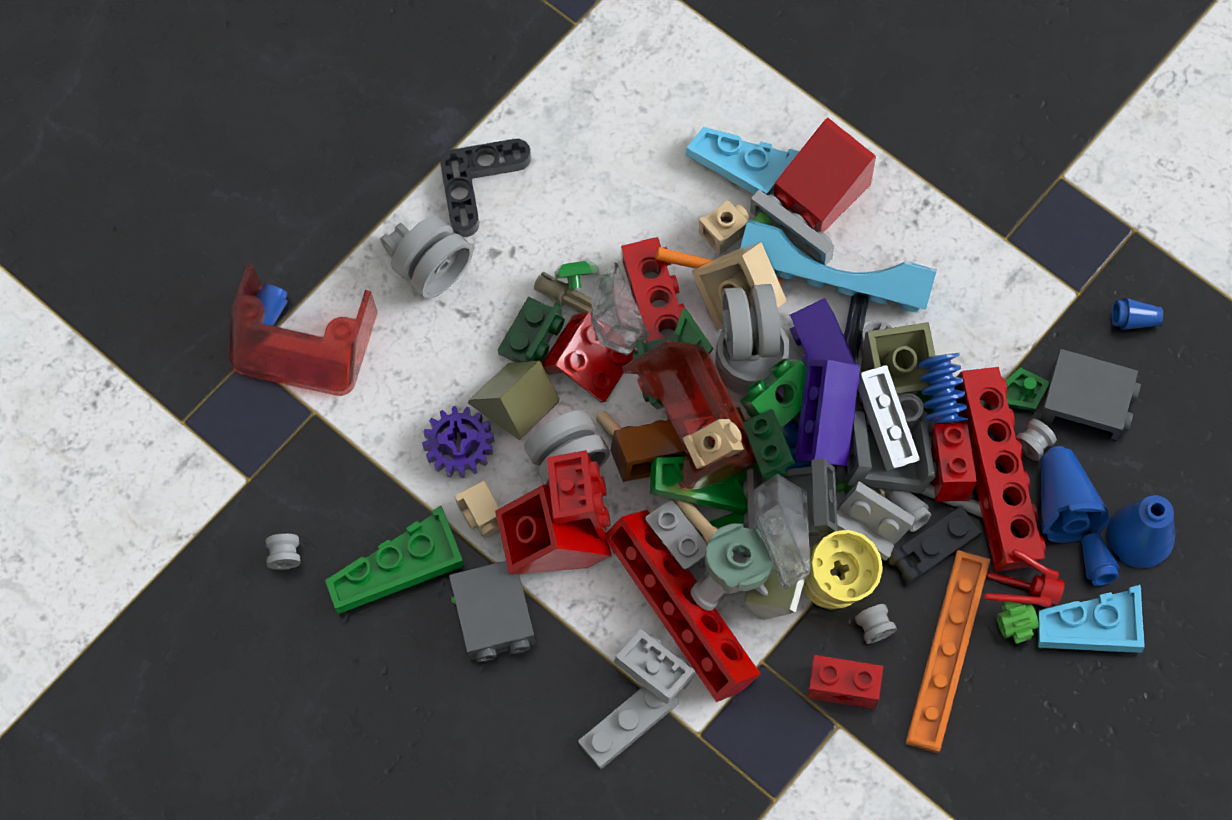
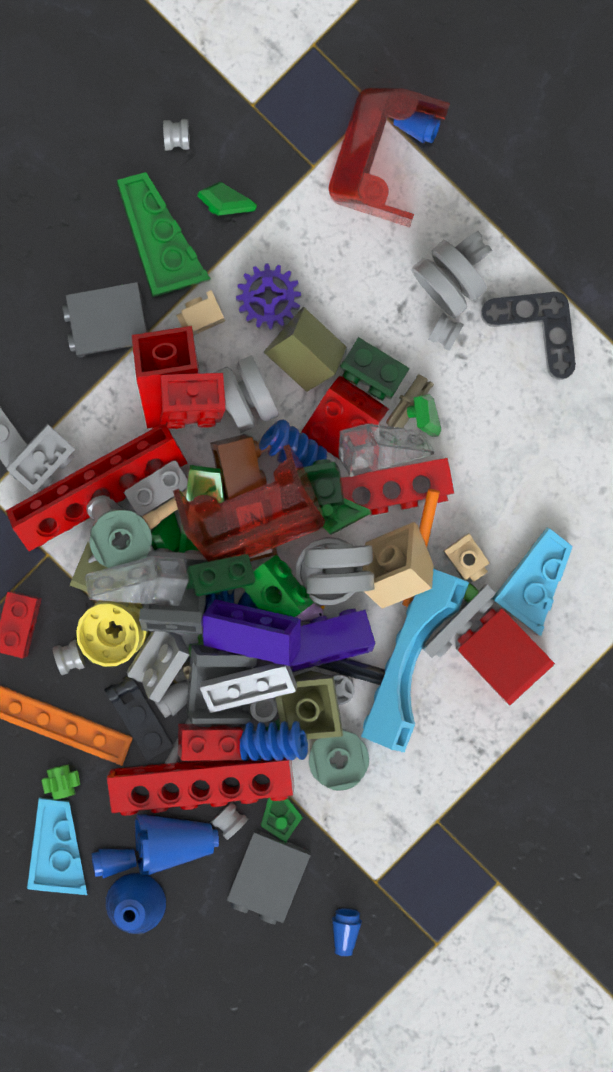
camera: 90 degrees right, 20 degrees up
(354, 495) = (225, 200): none -> green piece
(487, 263) = (446, 332): none -> light grey wheel
(619, 403) = (282, 434): none -> blue piece
(704, 451) = (224, 525): tan brick -> none
(961, 321) = (352, 770): none -> sand green plate
(1046, 588) = (88, 811): red plant -> none

